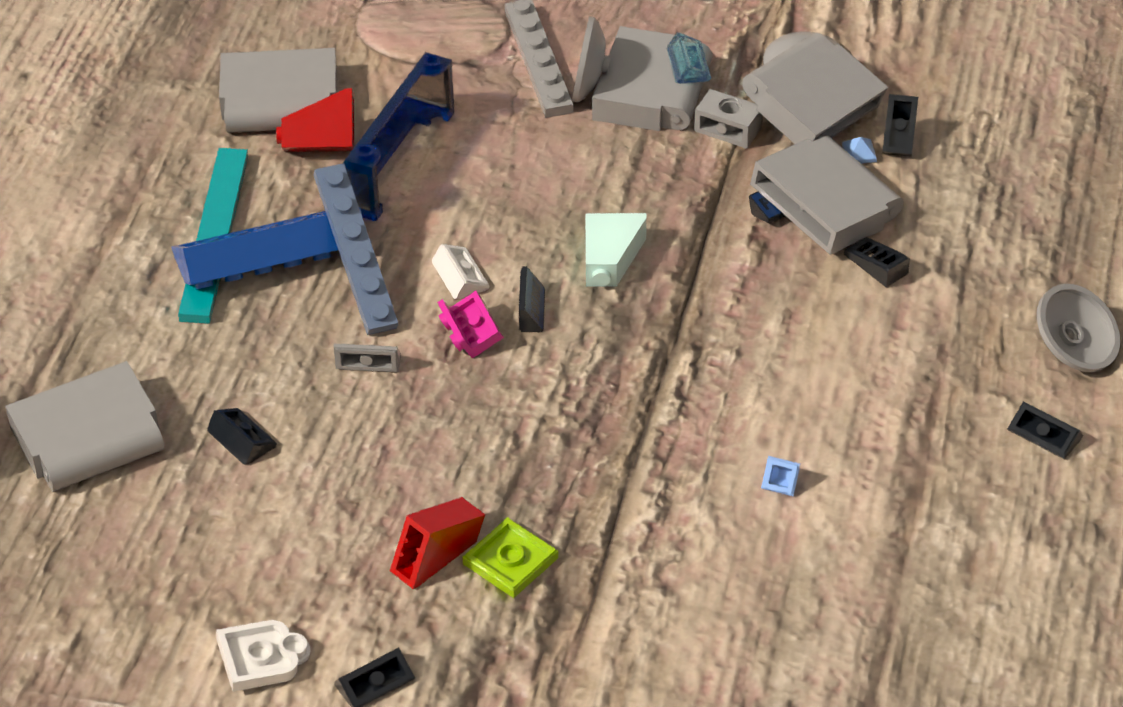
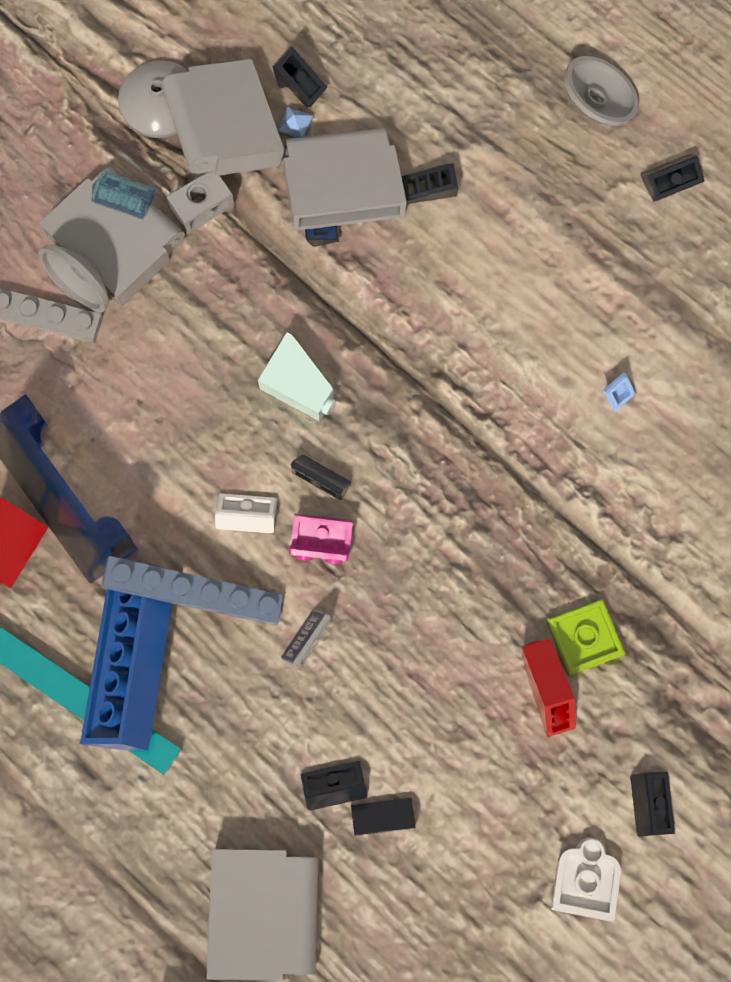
camera: 60 degrees left, 30 degrees up
(230, 479) = (383, 816): none -> black slope

